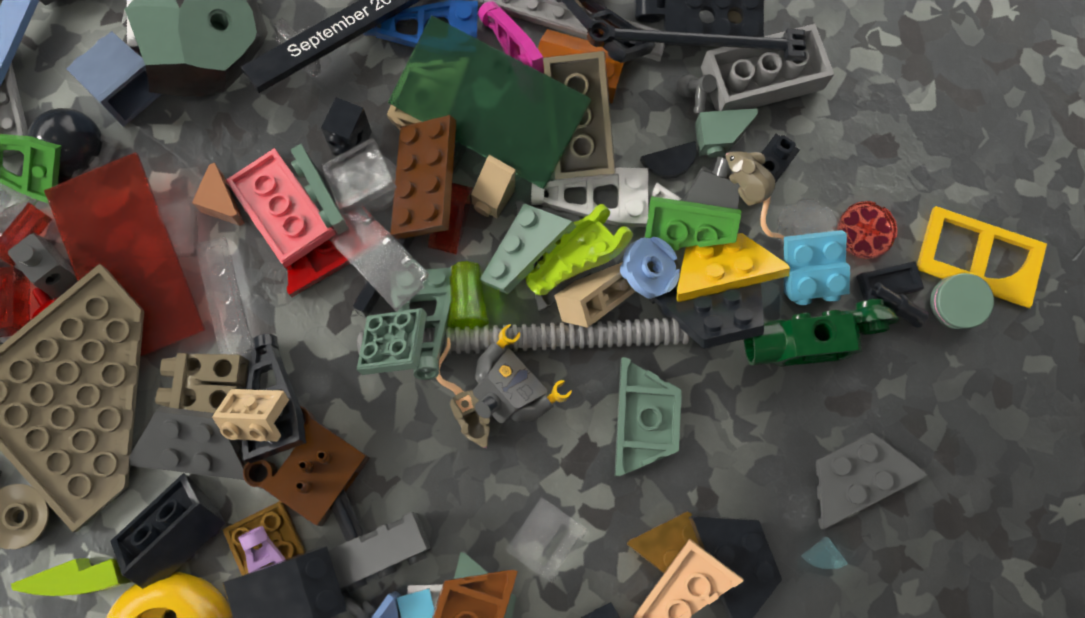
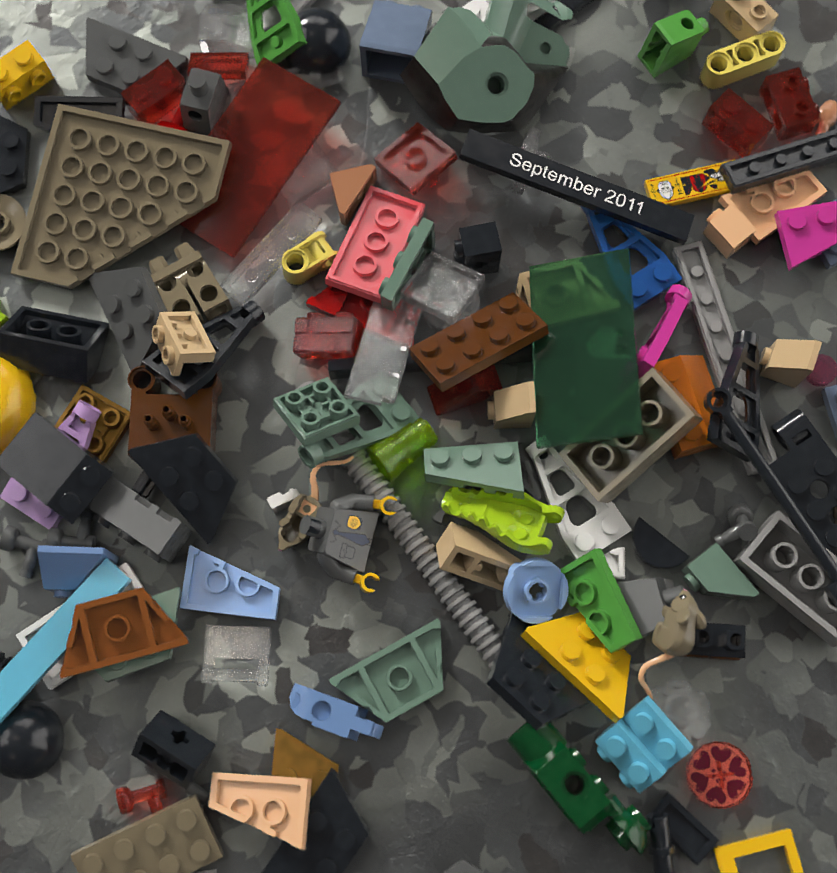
camera: 65 degrees right, 0 degrees up
(231, 128) = (416, 159): none -> clear red hinge
(252, 263) = (313, 254): none -> light yellow piece
(332, 294) = (327, 336): none -> clear red brick
(374, 484) = (190, 478): none -> black wing
(443, 420) = (280, 502): none -> white tile
(486, 514) = (224, 589): none -> light blue wing
(644, 490) = (332, 714): none -> medium blue piece

